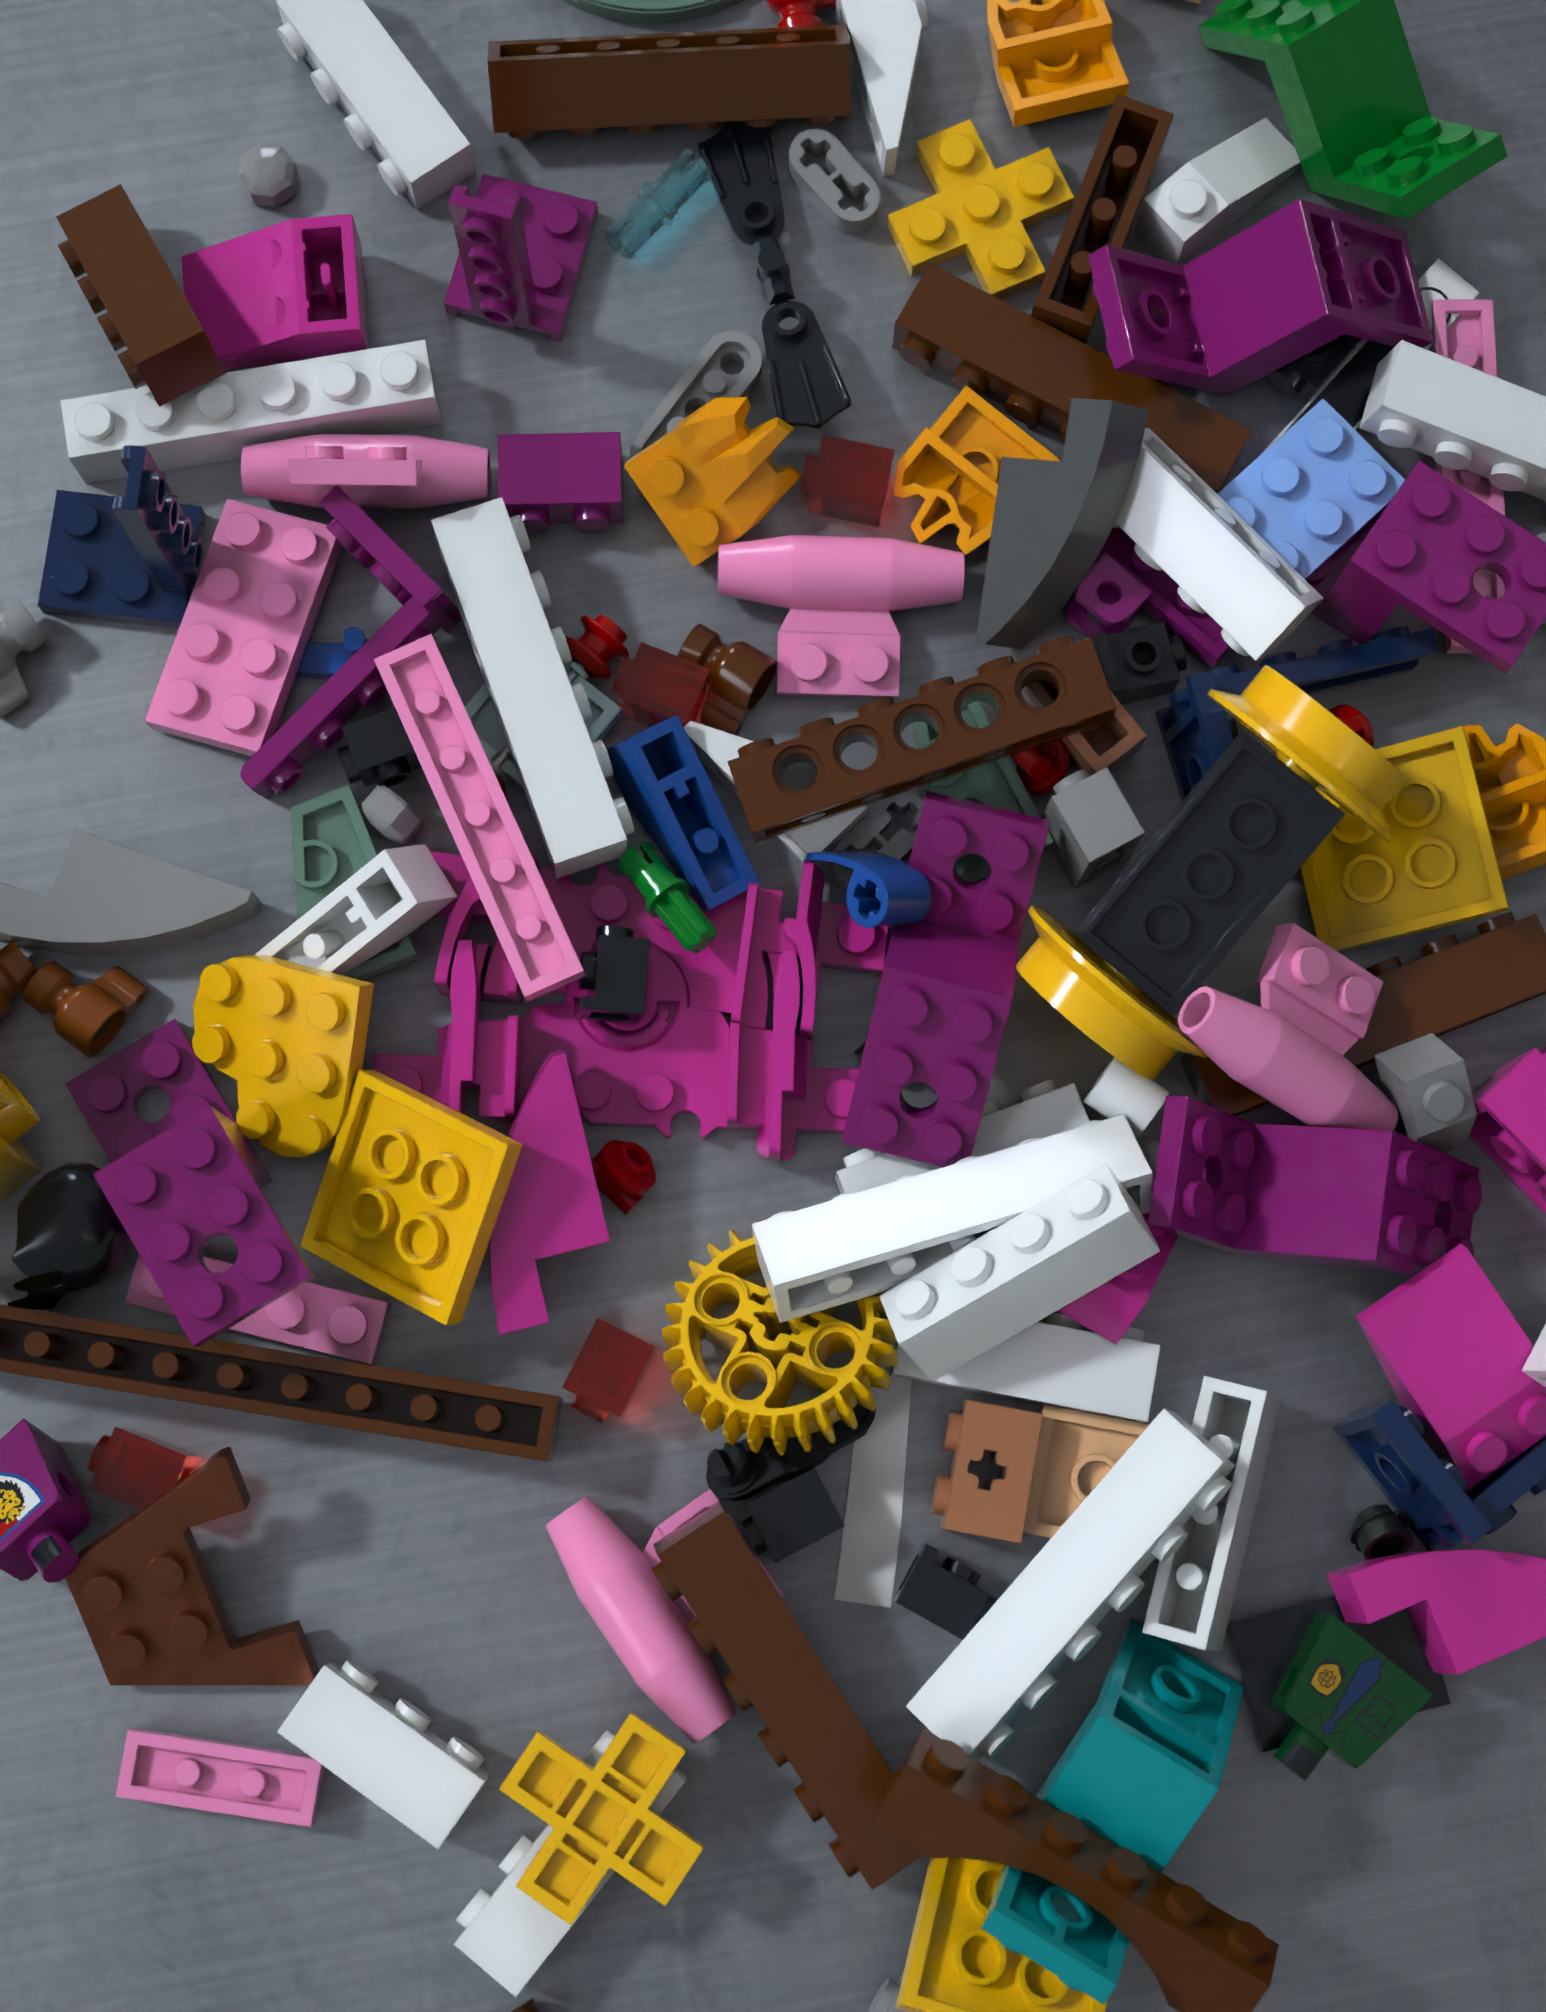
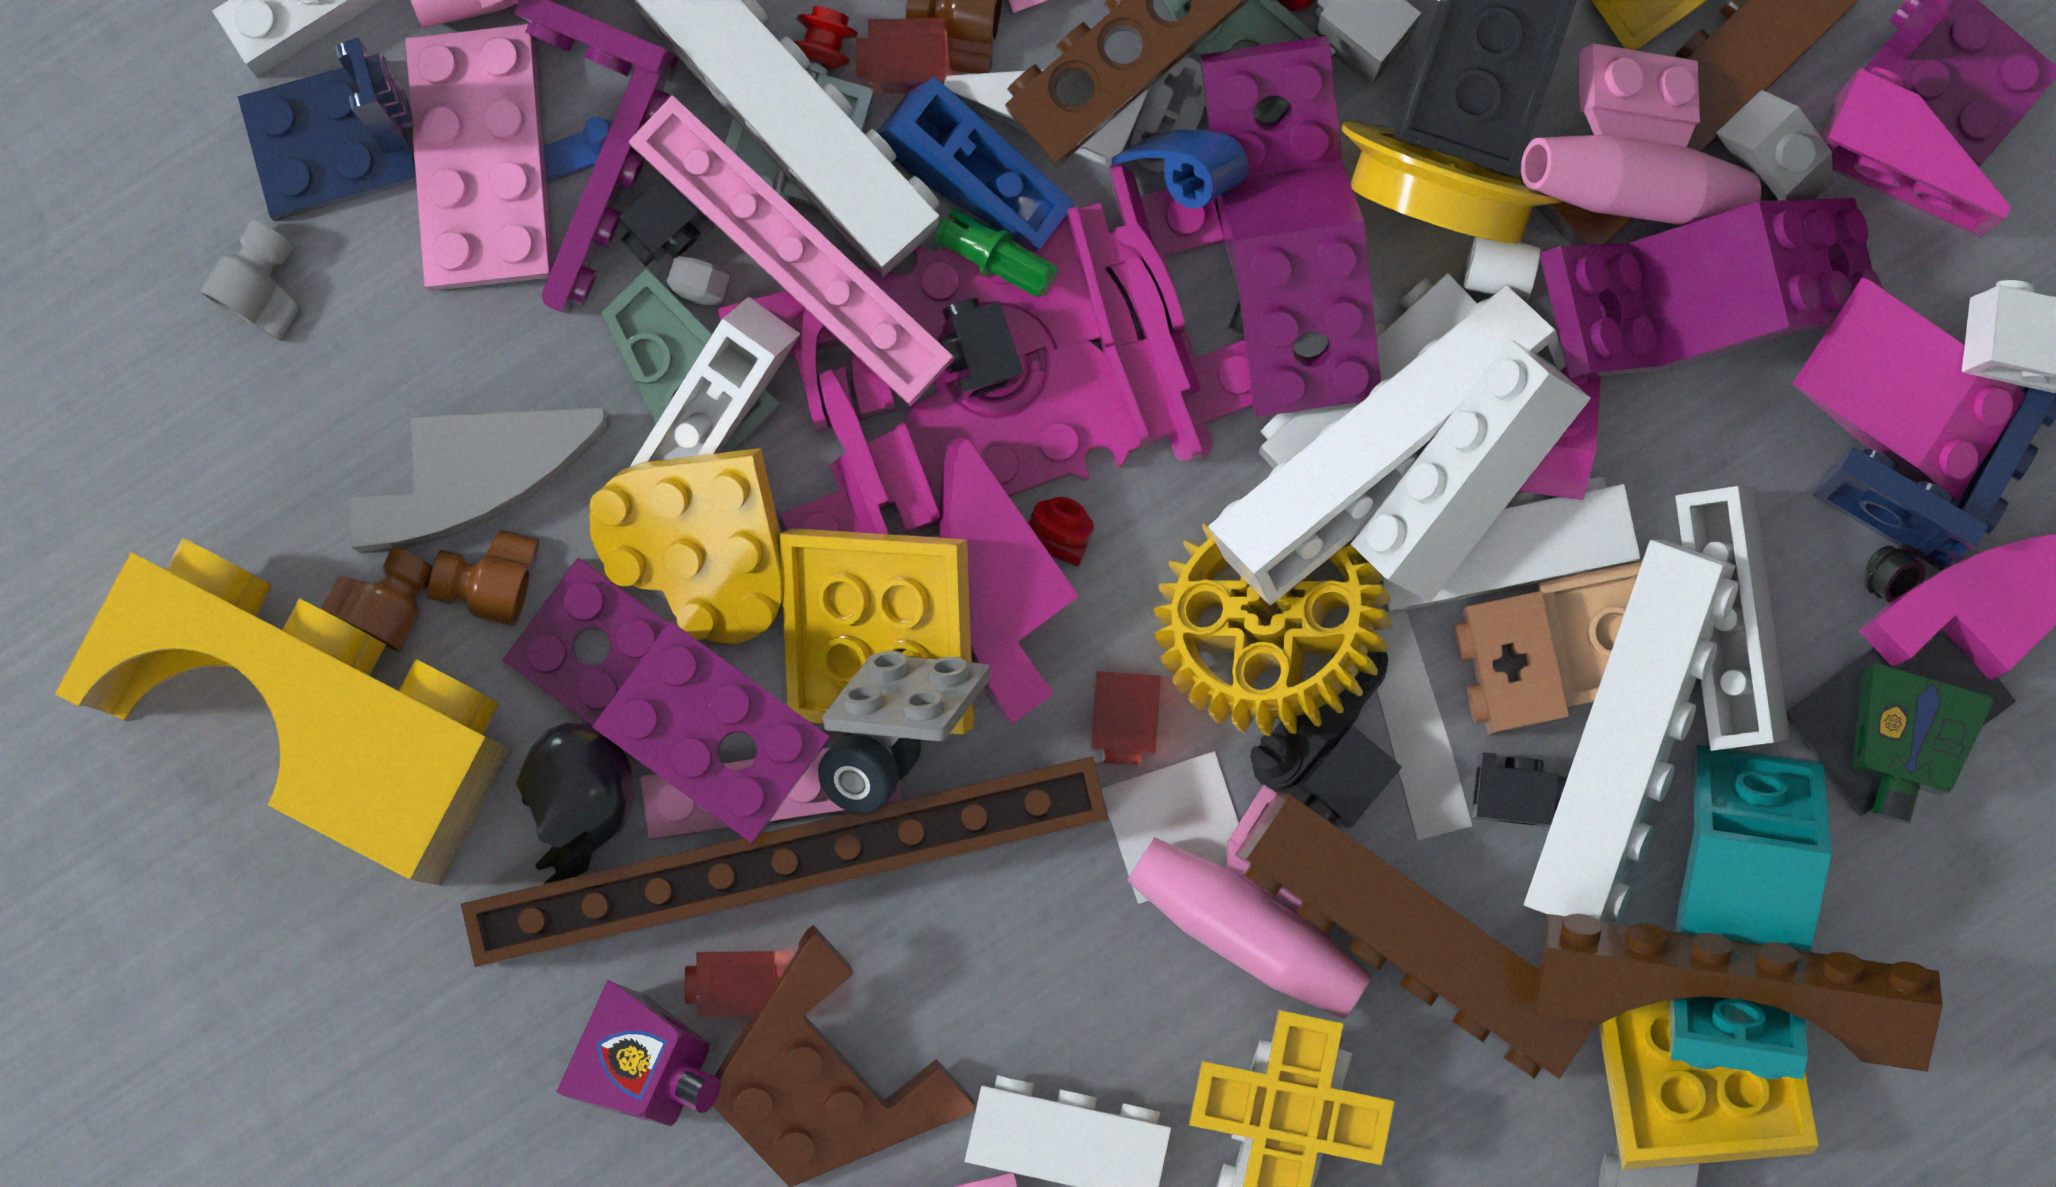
camera: 20 degrees left, 5 degrees up
(377, 1284) = (884, 718): none -> light grey plate
(623, 1474) = (1176, 804): none -> white sticker

